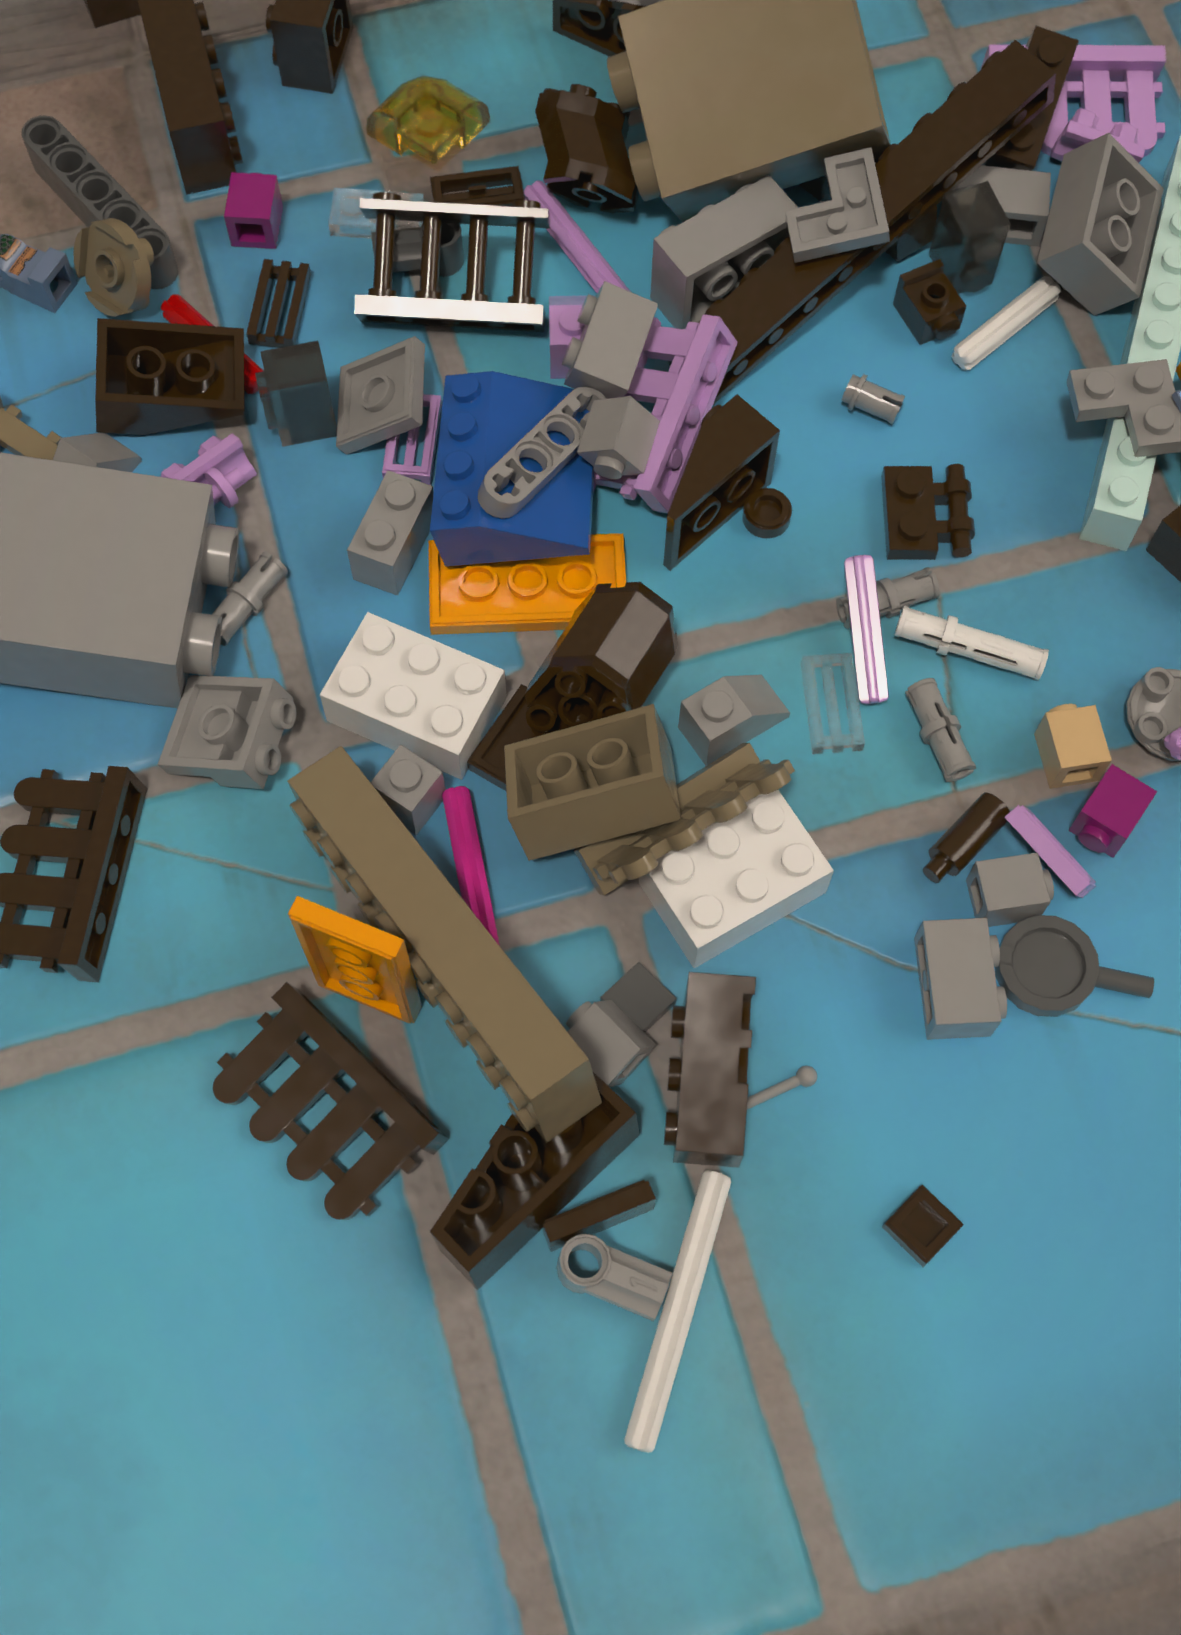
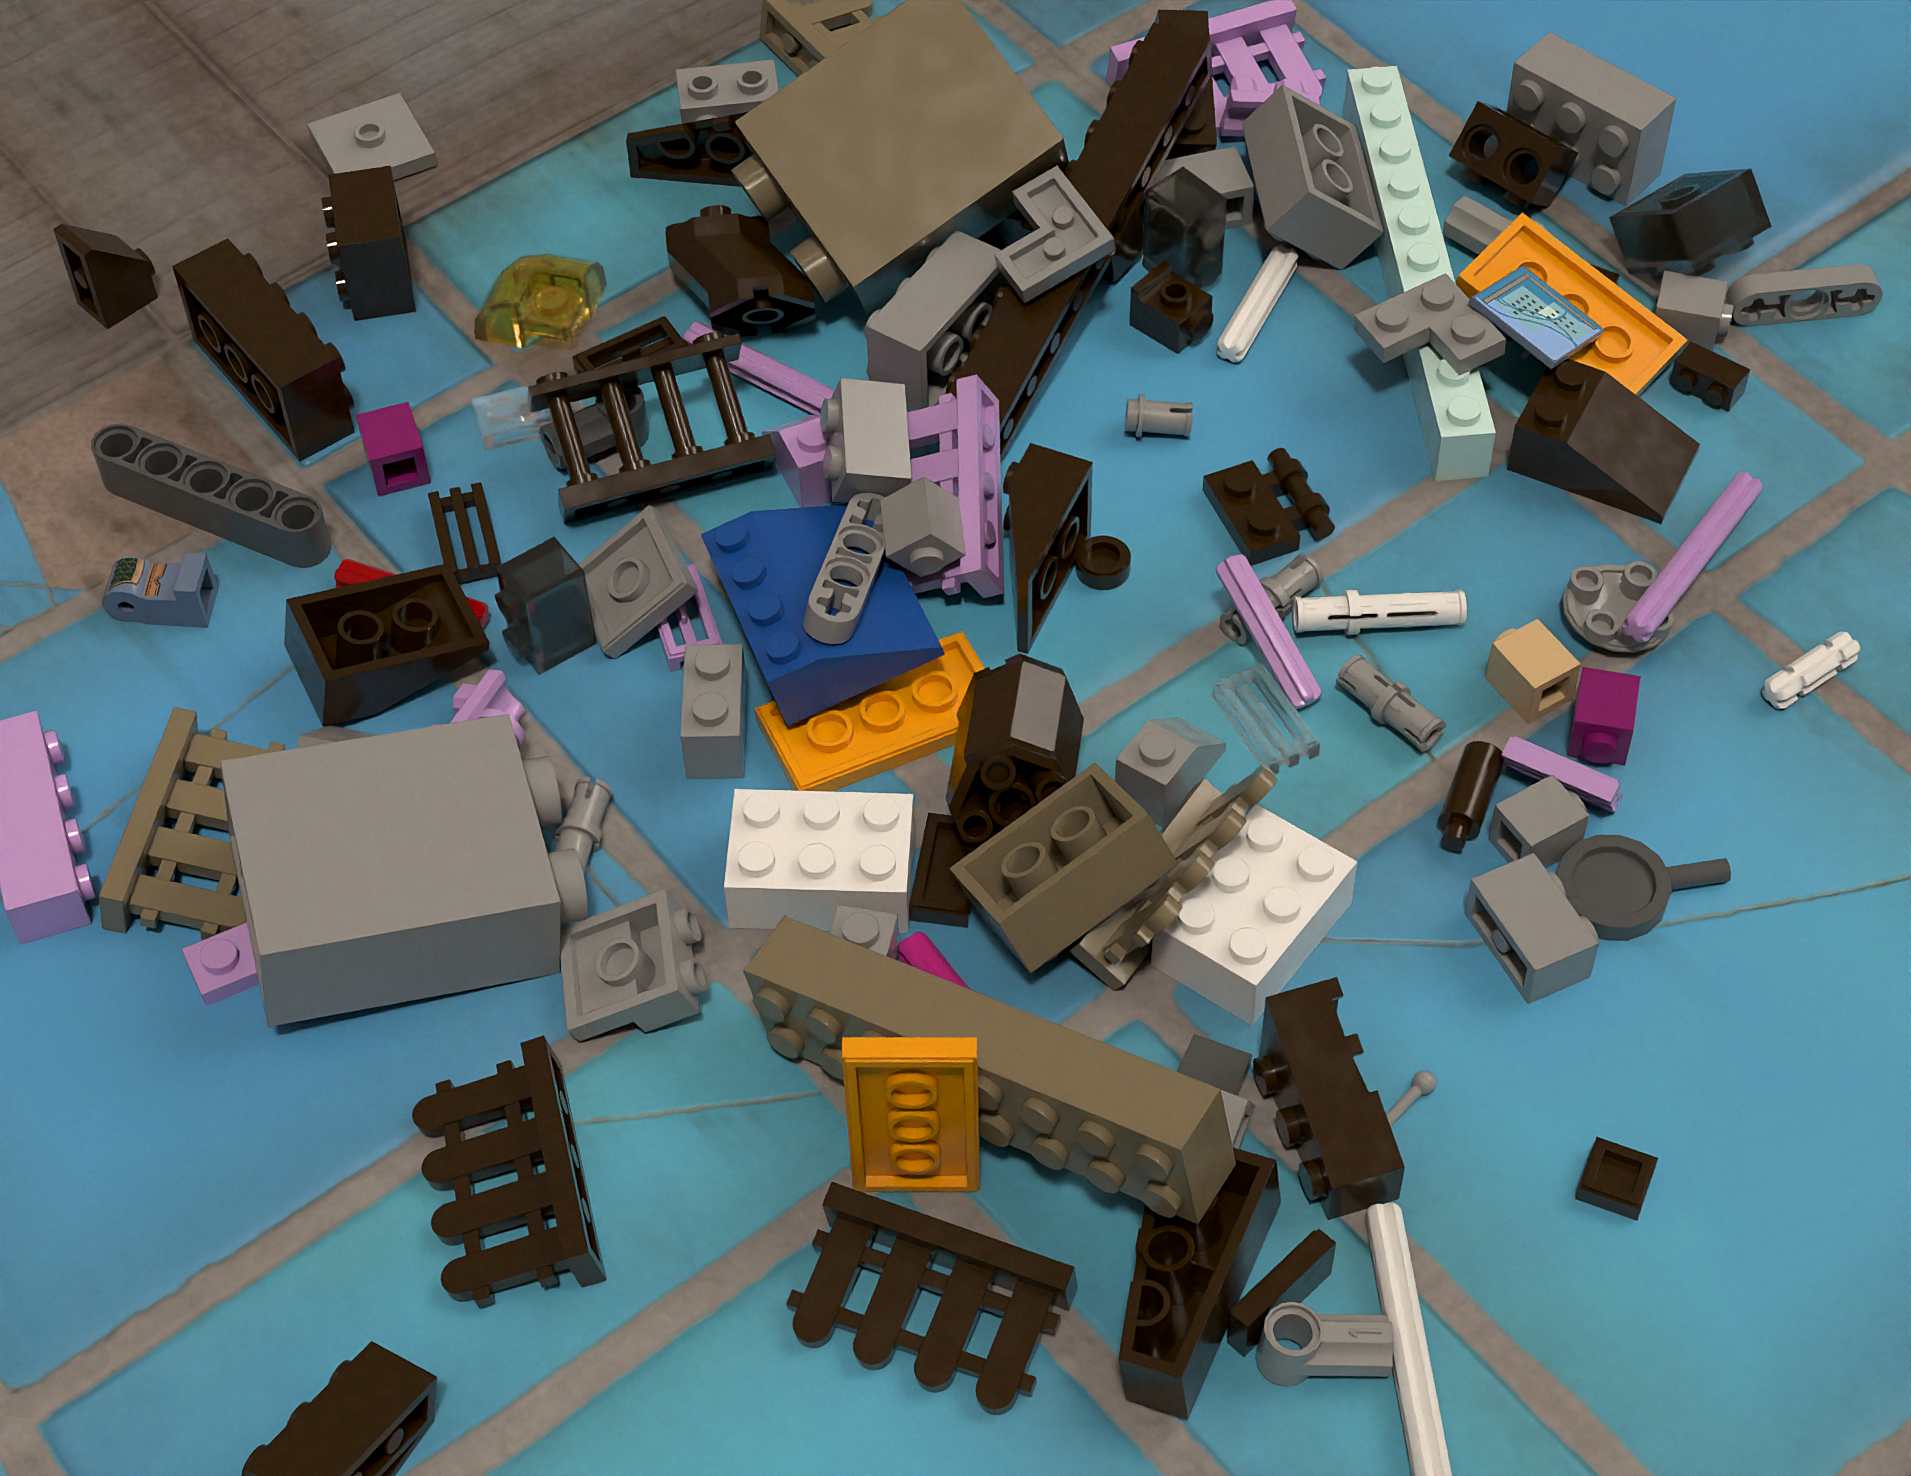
camera: 20 degrees left, 15 degrees down
(124, 283) = (290, 533): dark tan plate -> none

